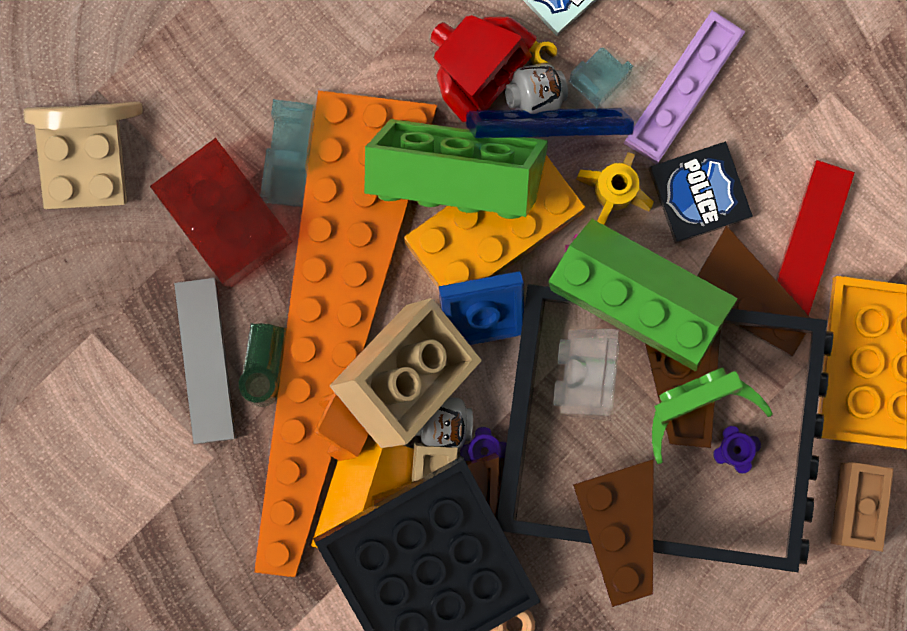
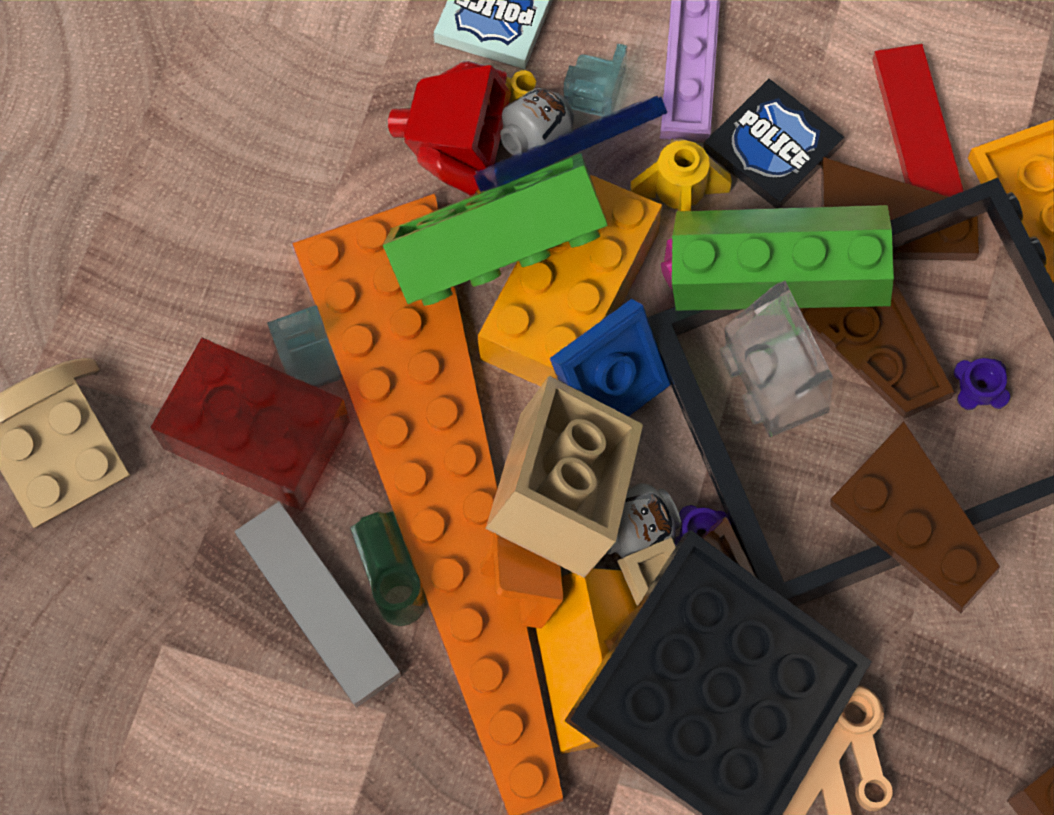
camera: 25 degrees left, 15 degrees down
(292, 126) = (281, 286): clear light blue panel -> none
(698, 394) = (932, 291): bright green piece -> none

